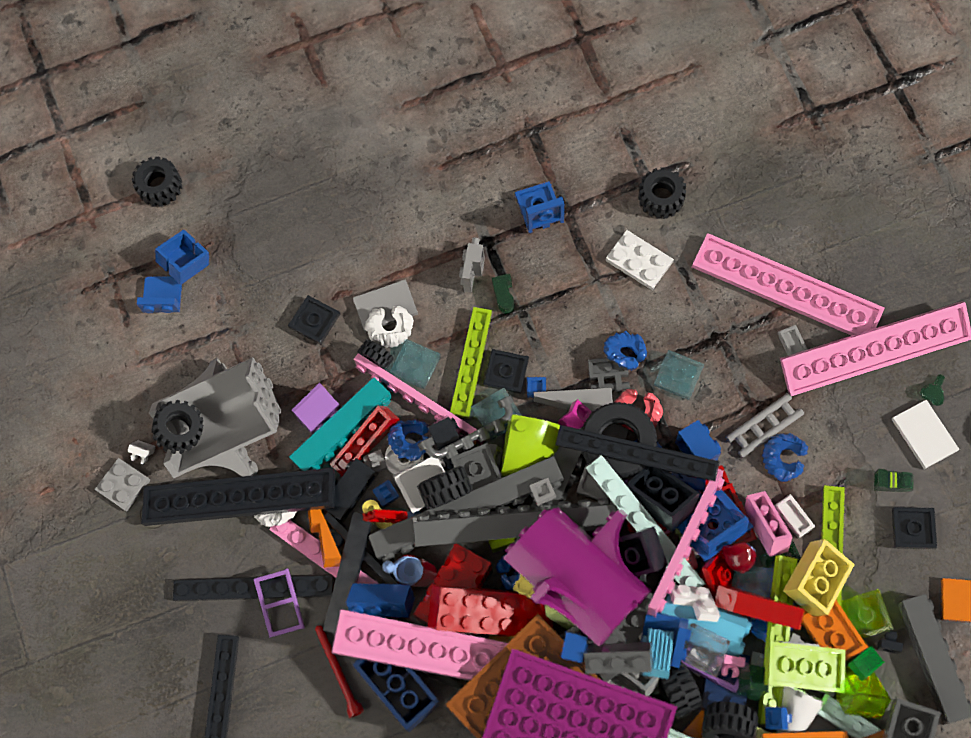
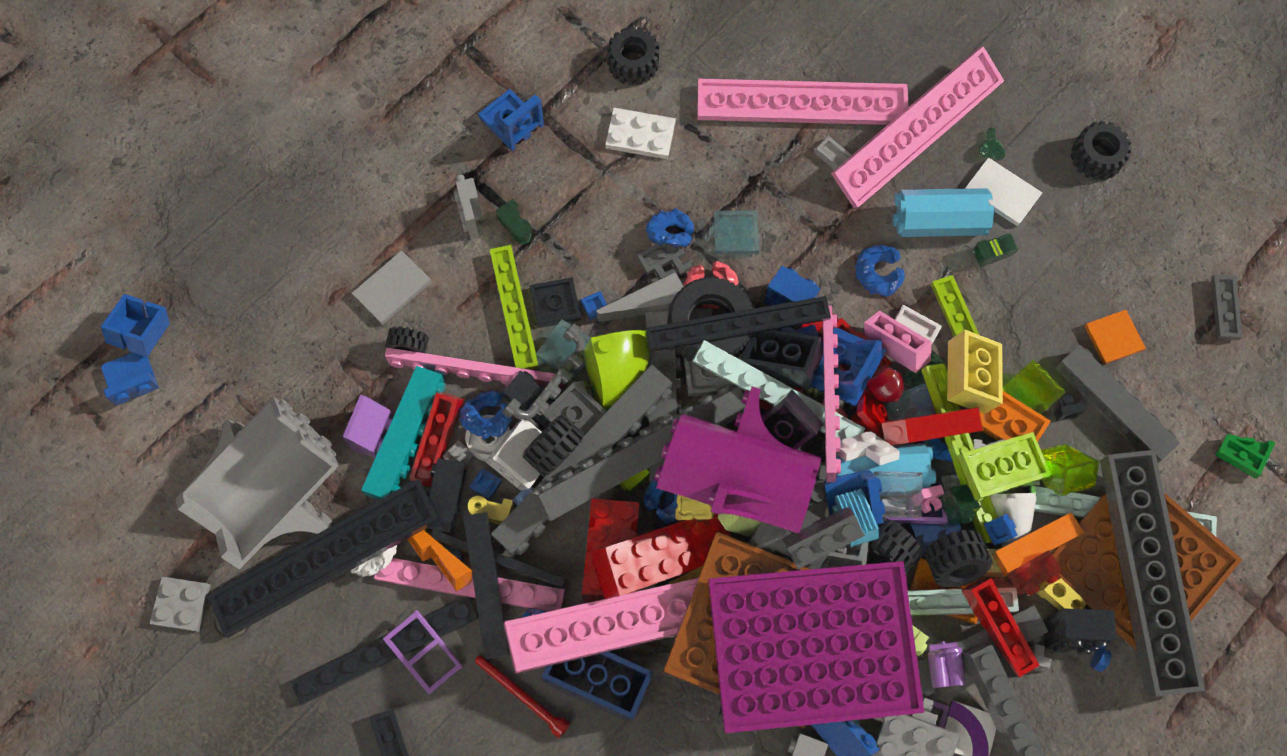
camera: 35 degrees left, 0 degrees up
(141, 449) = (185, 555): white tile -> none
(151, 170) = (60, 241): black tyre -> none
(182, 412) = (223, 492): black tyre -> none
(314, 319) = (319, 333): black plate -> none
(381, 600) = (537, 595): blue brick -> none
(385, 516) = (500, 504): red tile -> none
(389, 338) = (417, 316): white piece -> none
(411, 571) = (554, 552): light blue hair -> none
(415, 364) = (453, 334): clear light blue plate -> none
(542, 491) = (658, 405): light grey tile -> none
(574, 647) = (773, 547): blue panel -> none
(576, 416) = (655, 314): dark pink panel -> none
(763, 437) = (848, 260): light grey bar -> none
(860, 431) = (943, 212): none -> medium azure brick
(866, 663) = (1056, 438): green tile -> none
(914, 528) = (1036, 286): black plate -> none

